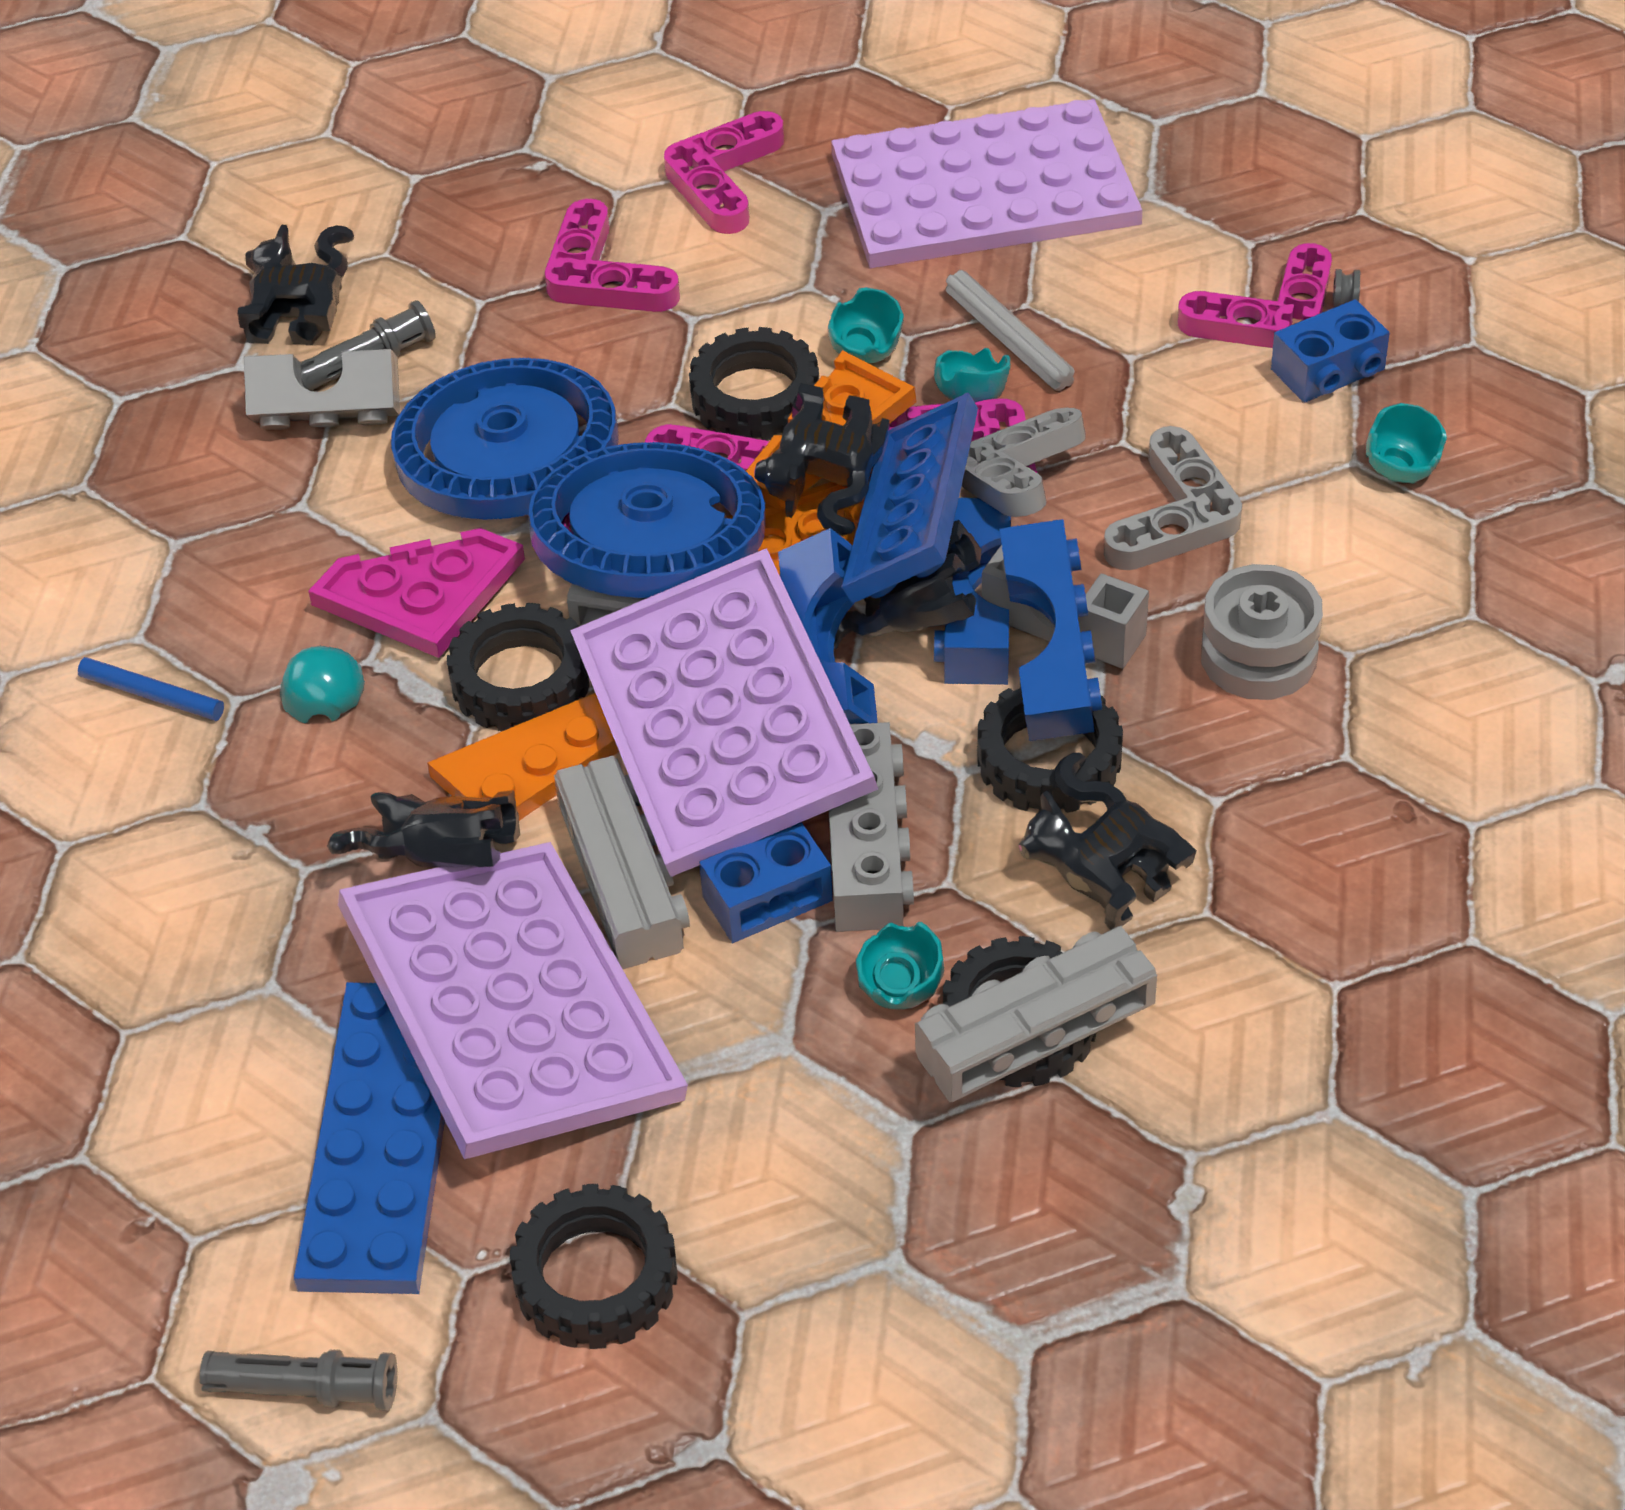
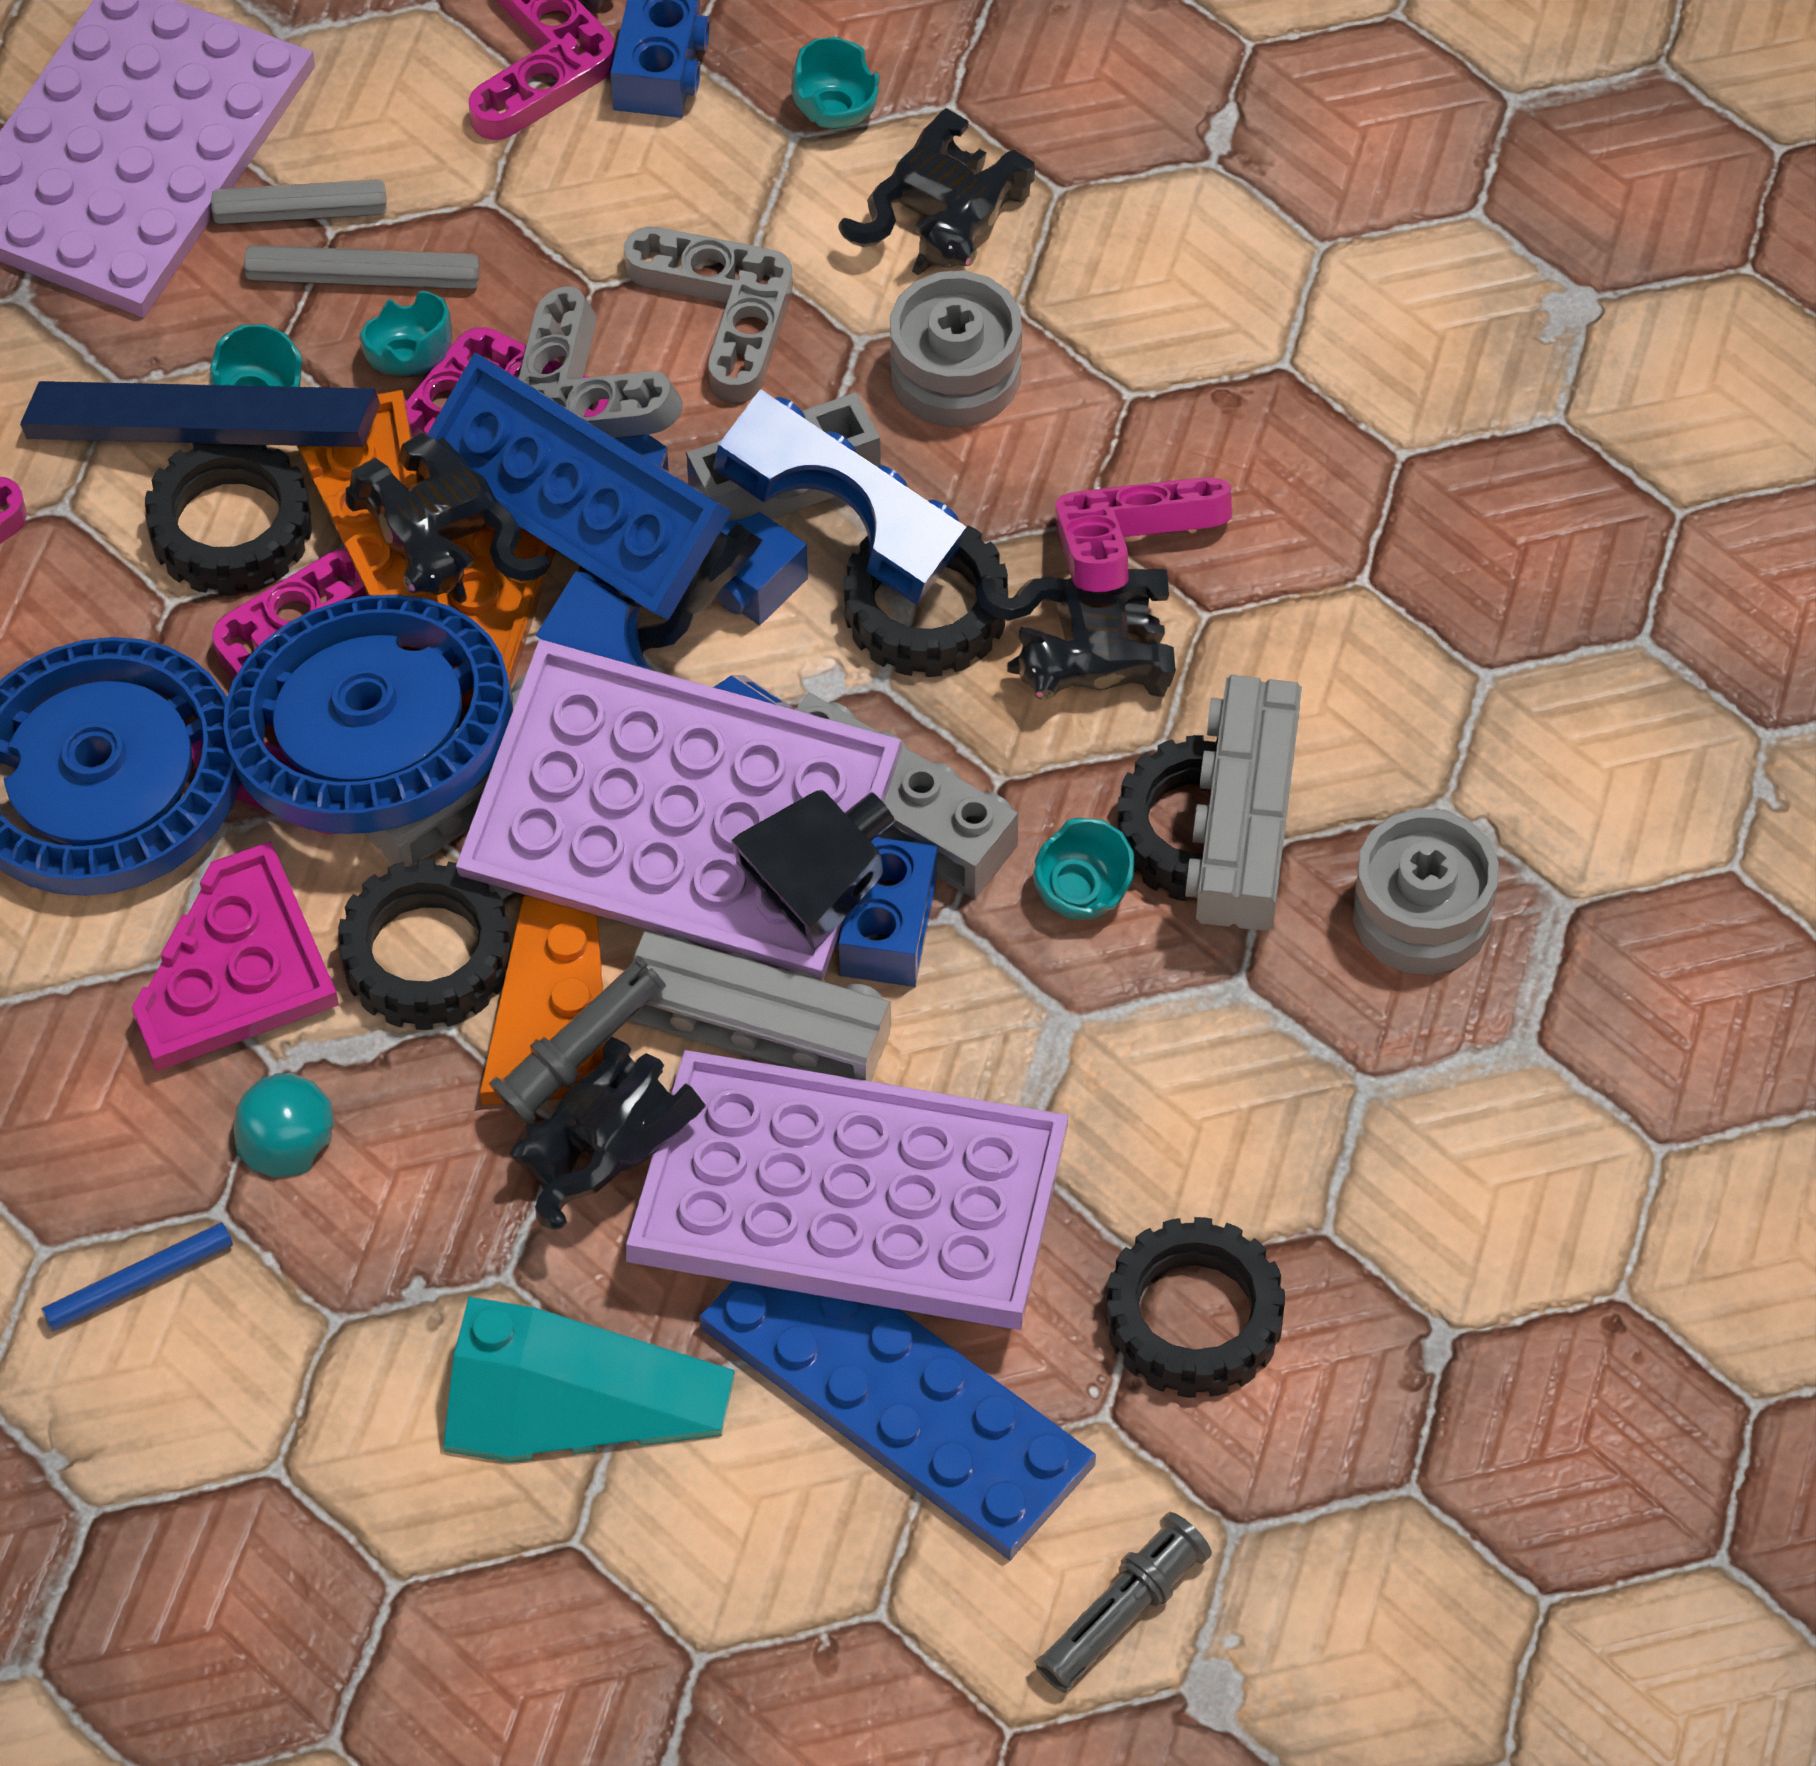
camera: 55 degrees left, 10 degrees up
(226, 942) = (558, 1384): none -> teal wedge
(471, 774) = (556, 1060): none -> dark grey pin
(727, 792) = (815, 859): none -> black torso
(805, 319) = (201, 413): none -> dark blue tile
(1026, 274) = (299, 201): none -> light grey axle
(1080, 1179) = (1425, 891): none -> light grey wheel
(1202, 790) = (1096, 521): none -> dark pink beam
(1394, 556) = (948, 190): none -> black animal

